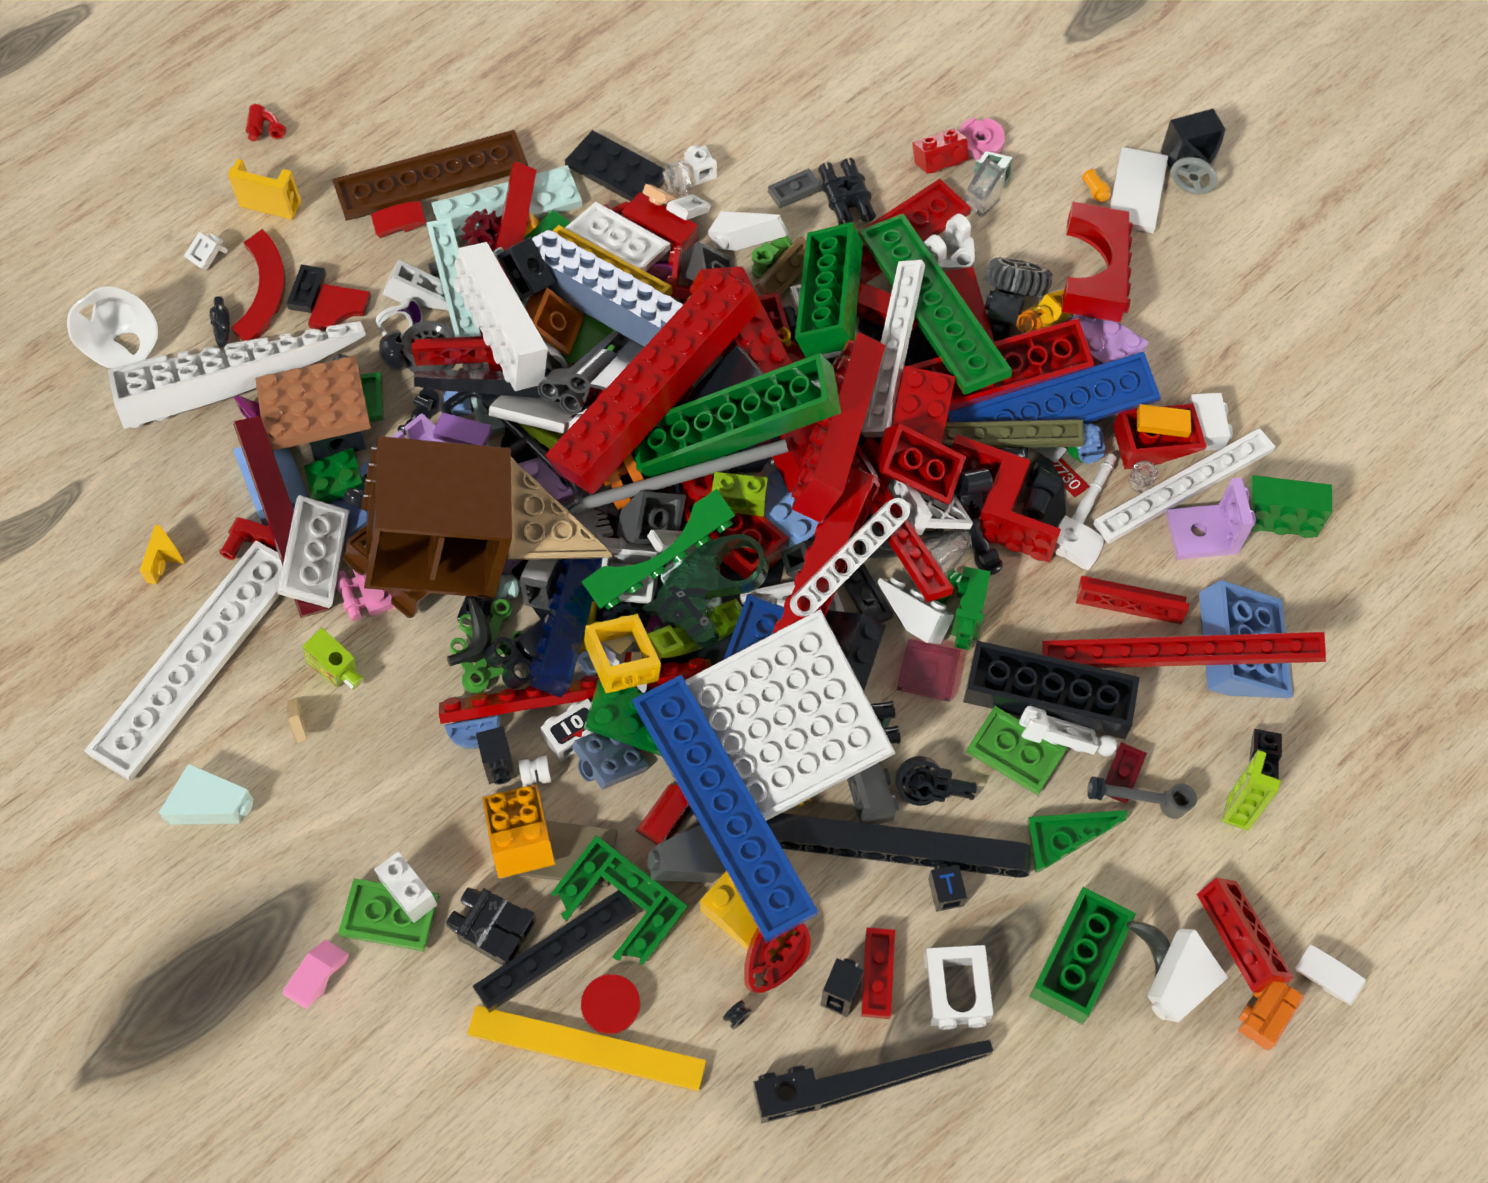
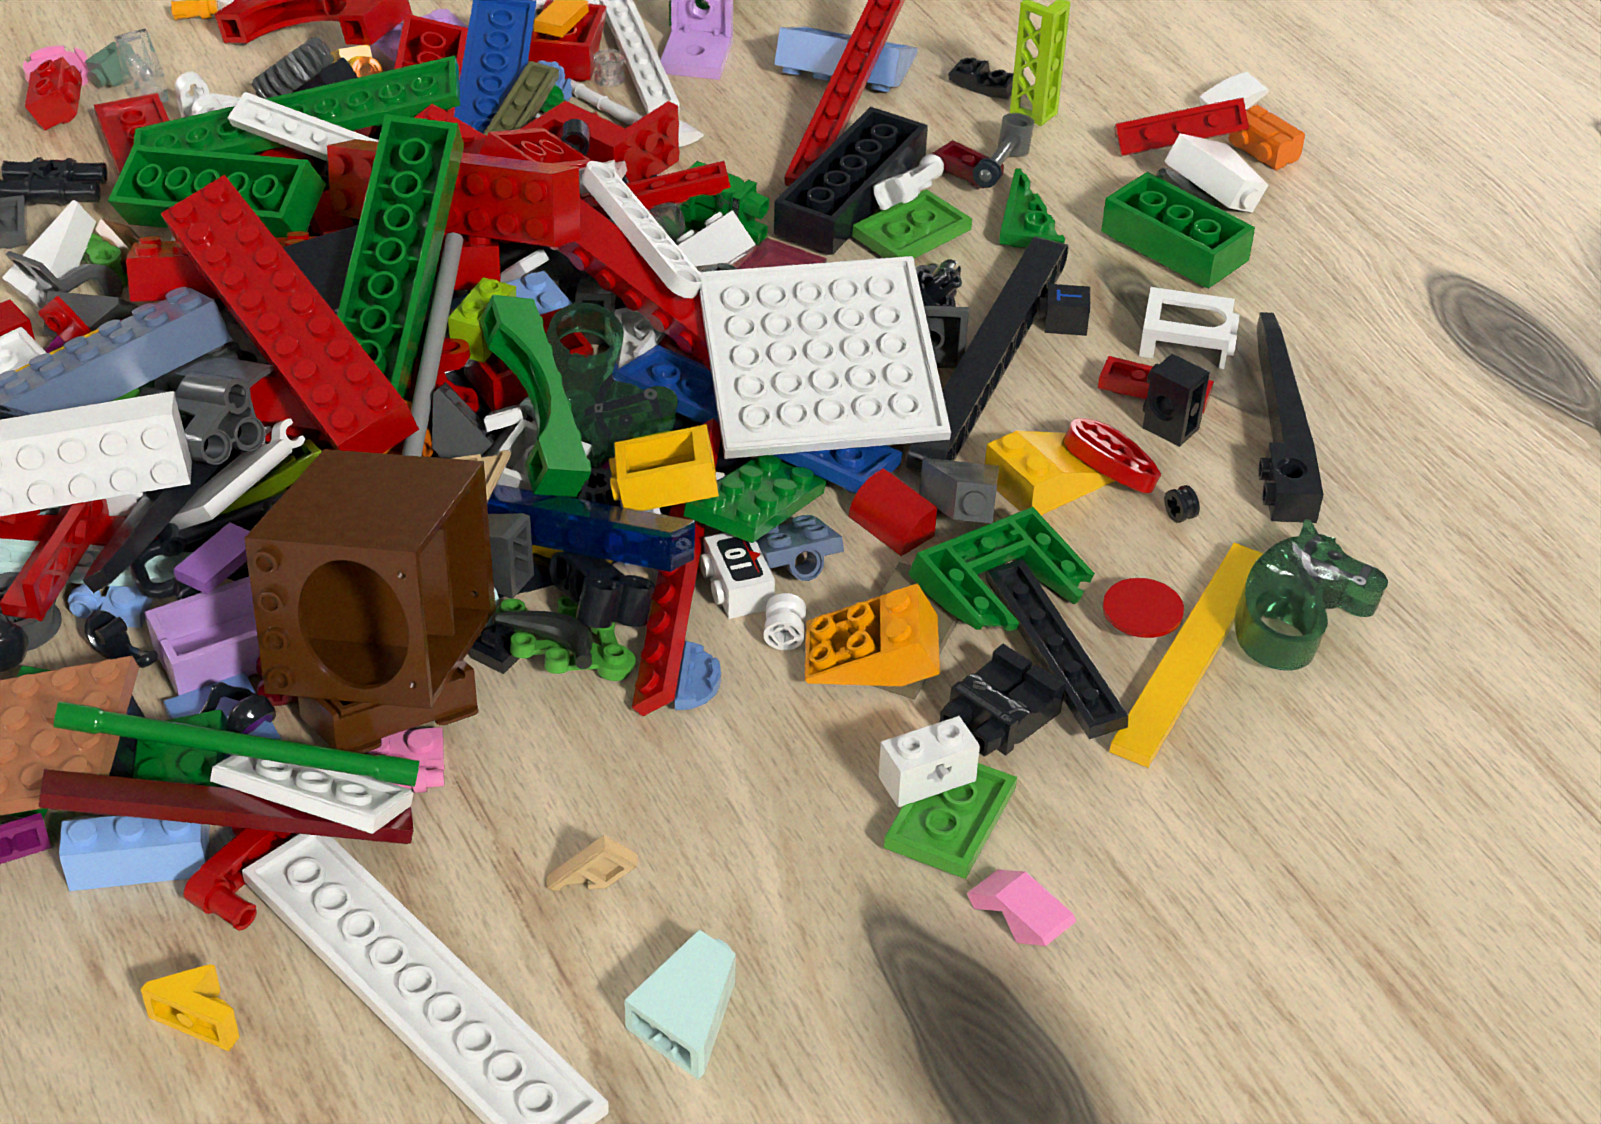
camera: 75 degrees left, 20 degrees down
(331, 660) = (512, 802): lime torso -> none
(336, 578) = (95, 721): none -> green piece
(496, 755) = (754, 640): black brick -> none
(675, 1108) = (1297, 584): none -> clear green animal
(714, 241) = (106, 278): none -> dark grey piece
(725, 809) = (916, 426): blue plate -> none
(1132, 600) = (760, 111): red fence -> none

